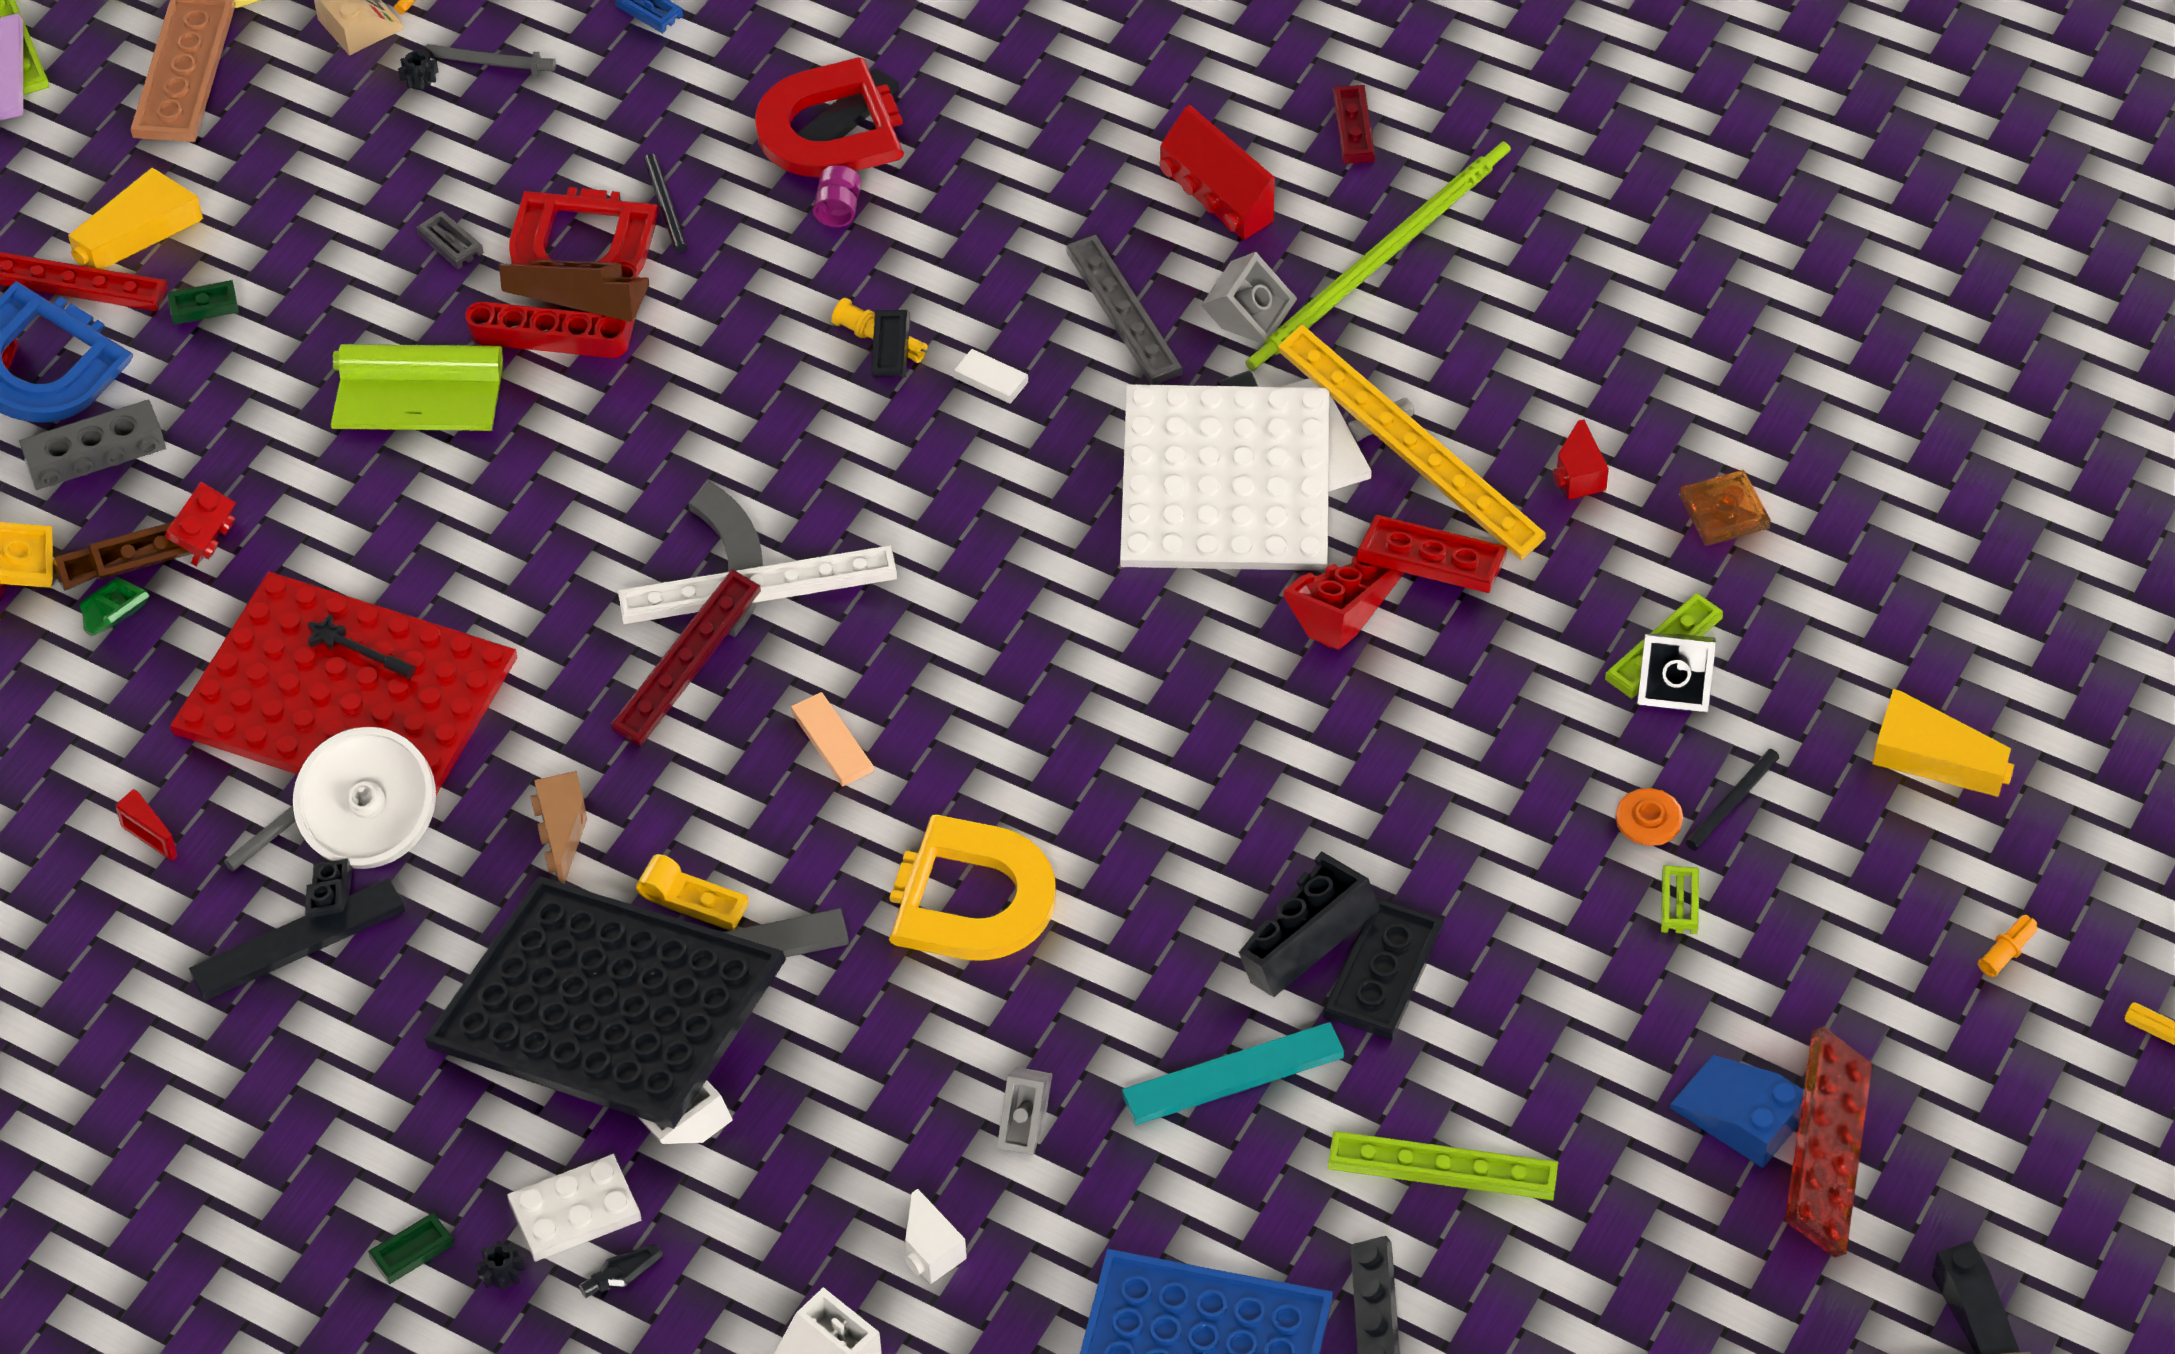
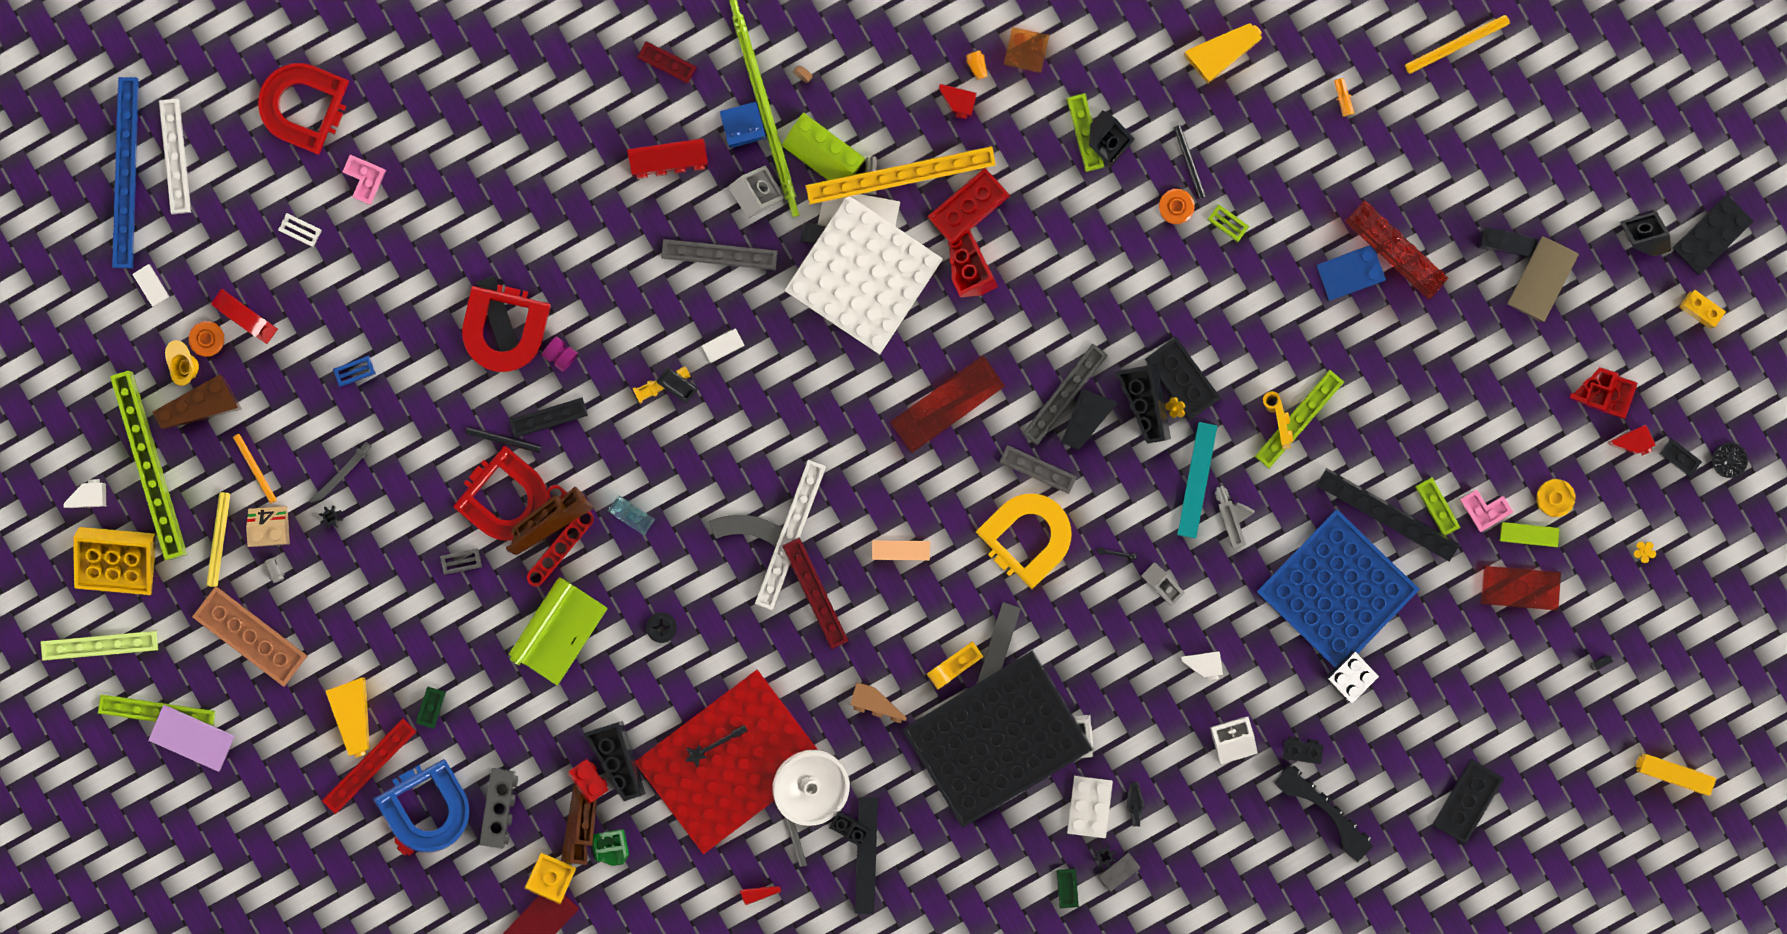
camera: 60 degrees left, 35 degrees up
(260, 542) = (617, 759): none -> black wedge
(293, 54) = (274, 570): none -> light grey pin
(486, 1308) = (1119, 871): none -> flat silver tile
(510, 496) = (655, 621): none -> black gear
(653, 388) = (631, 515): none -> clear light blue slope
(735, 236) = (548, 417): none -> black tile
(1020, 1004) = (1133, 556): none -> black hinge
(1091, 851) = (1038, 469): none -> flat silver tile
(1107, 684) = (947, 404): none -> clear red plate
(1213, 1150) = (1232, 517): none -> light grey piece
(1217, 862) = (1086, 417): none -> black wedge
(1237, 825) = (1064, 394): none -> dark grey tile
(1328, 978) = (1175, 407): none -> yellow plant
(1330, 241) = (742, 125): none -> blue bracket
(1374, 334) = (821, 149): none -> lime slope
(1421, 1124) = (1282, 418): none -> yellow plate
(1464, 270) = (802, 74): none -> medium nougat tile
(1654, 458) = (977, 64): none -> light orange cone

